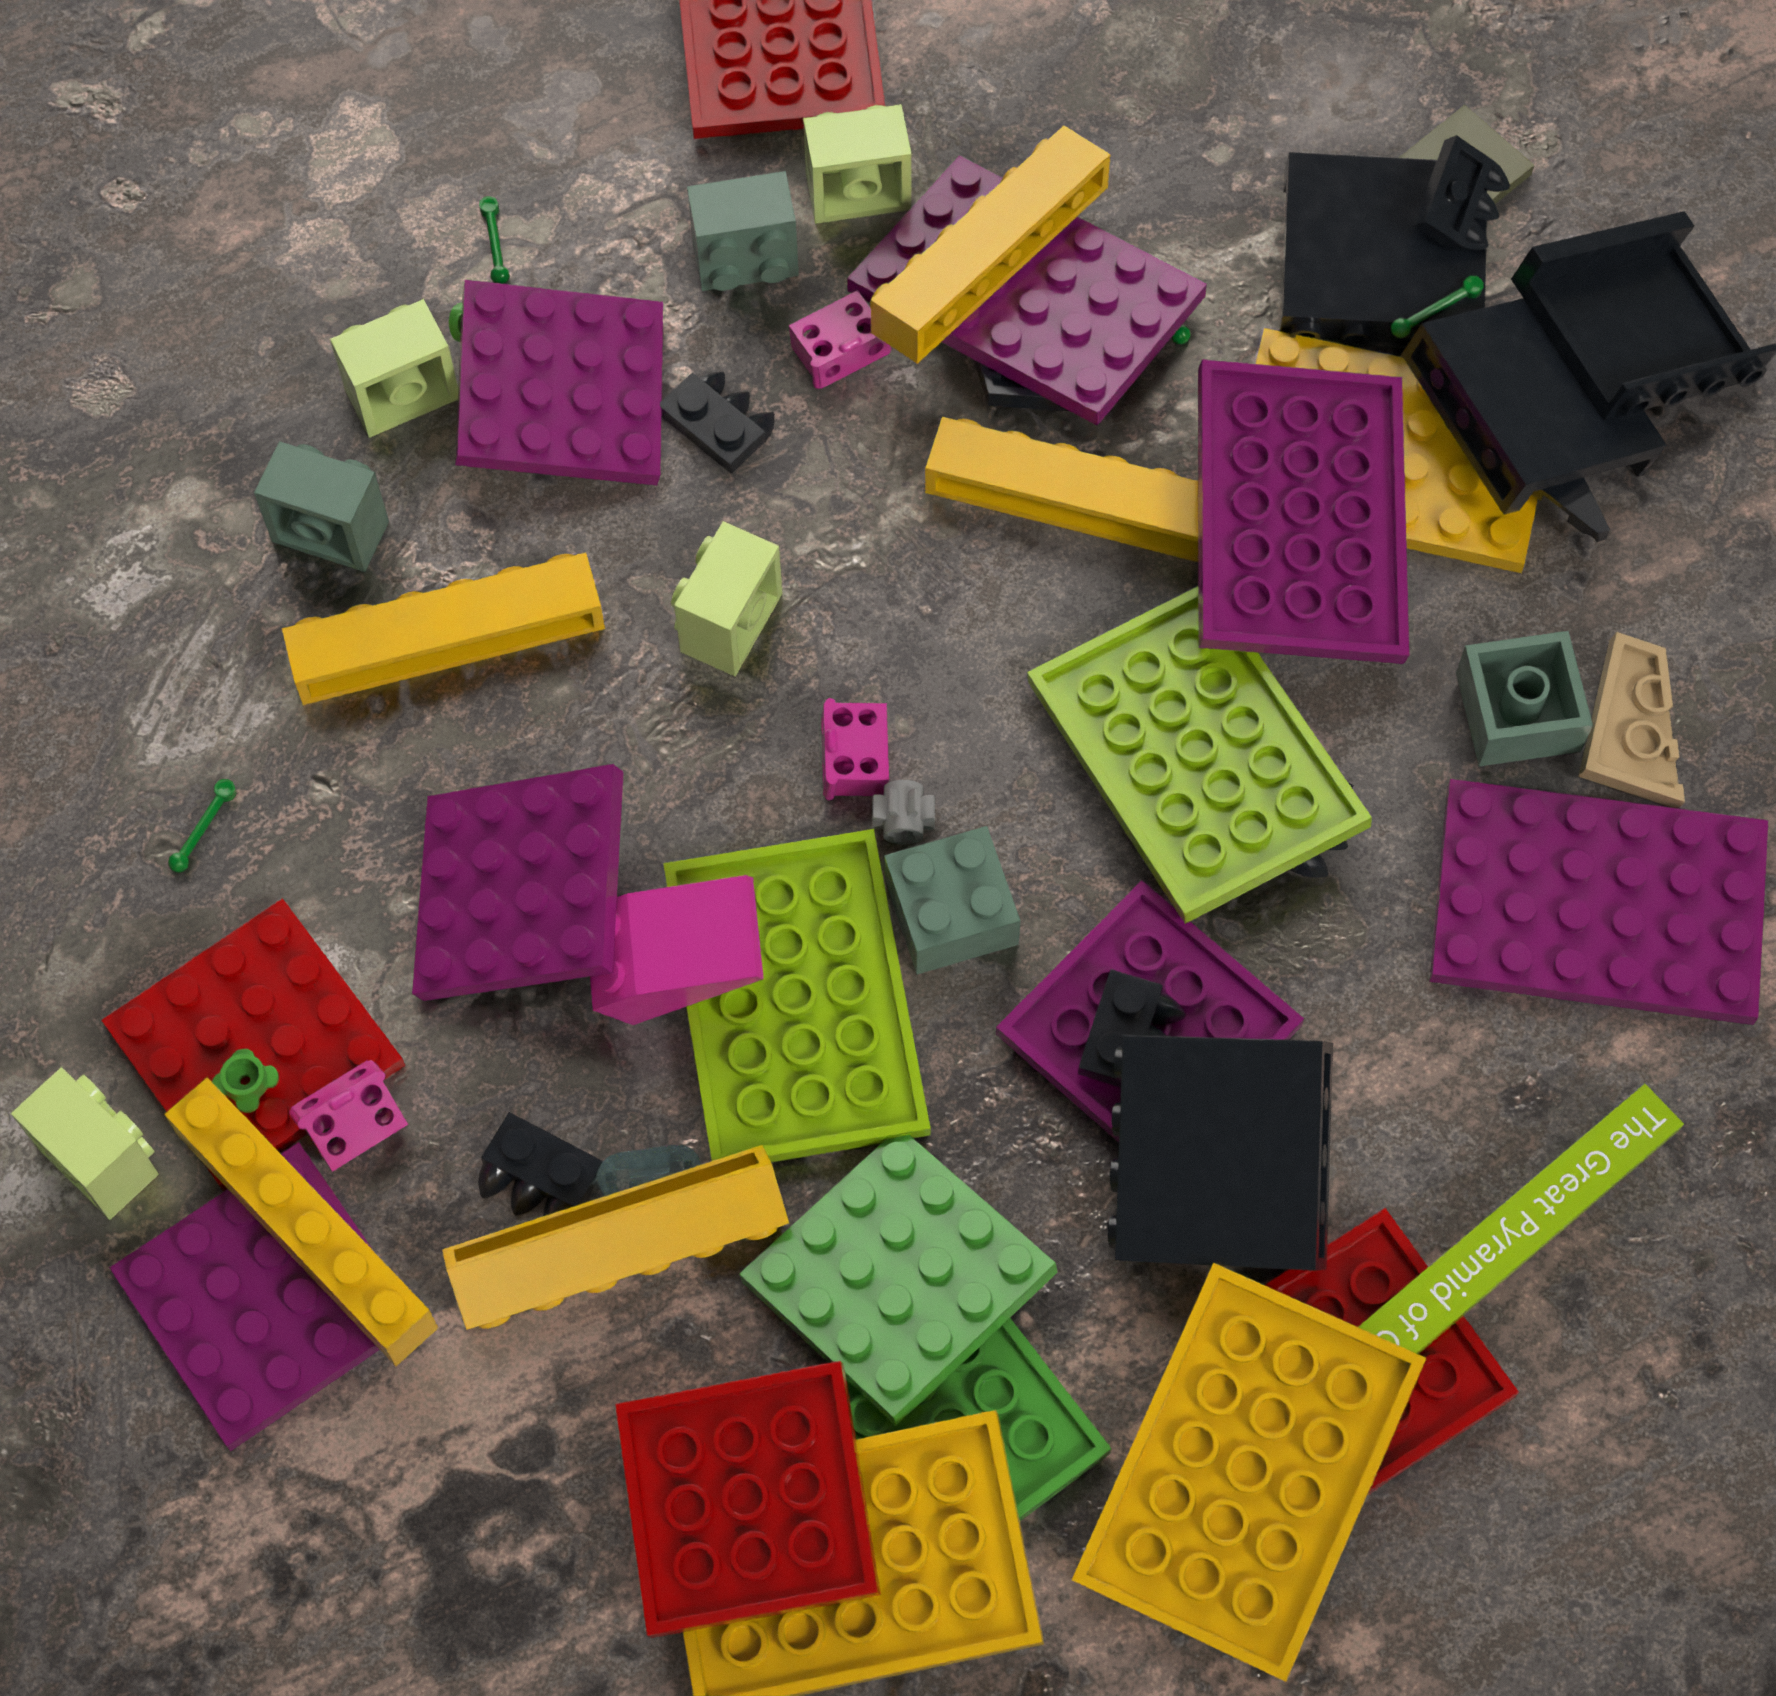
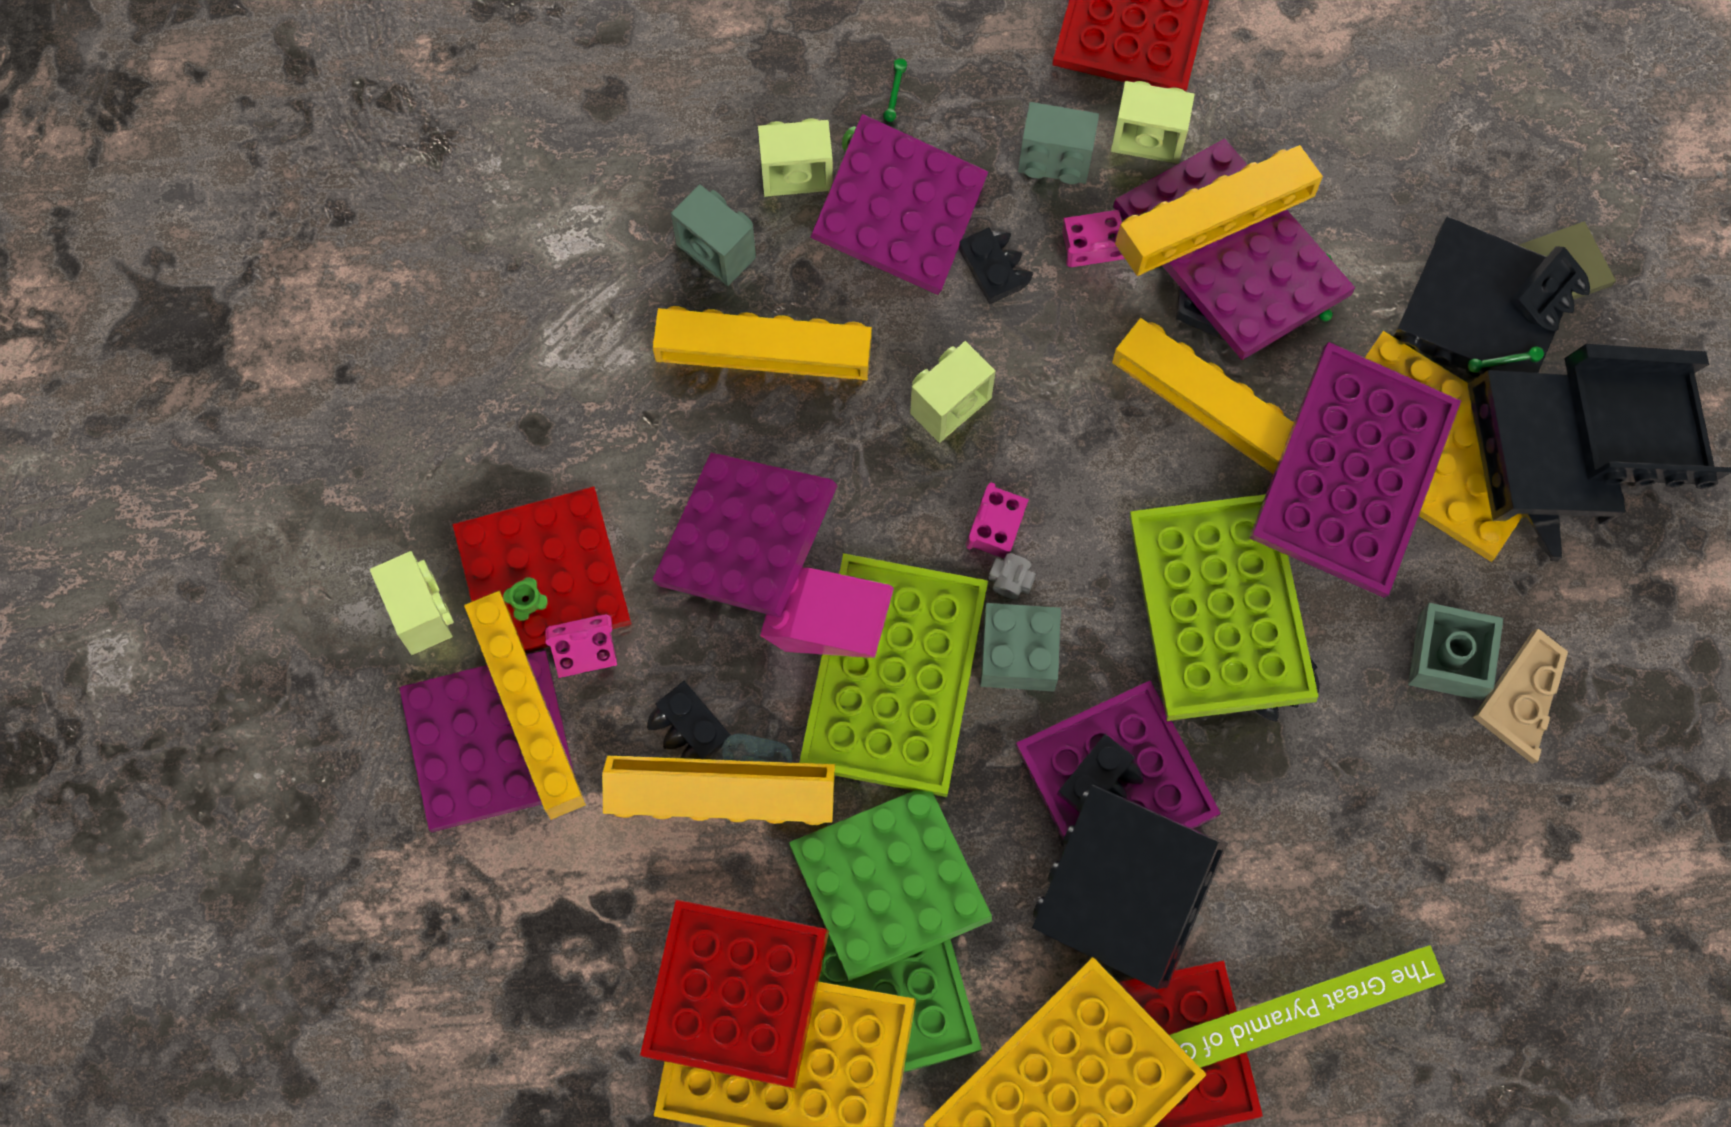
camera: 20 degrees right, 5 degrees up
(225, 792) = (585, 401): green hinge -> none
(1601, 902) = (1454, 808): magenta plate -> none

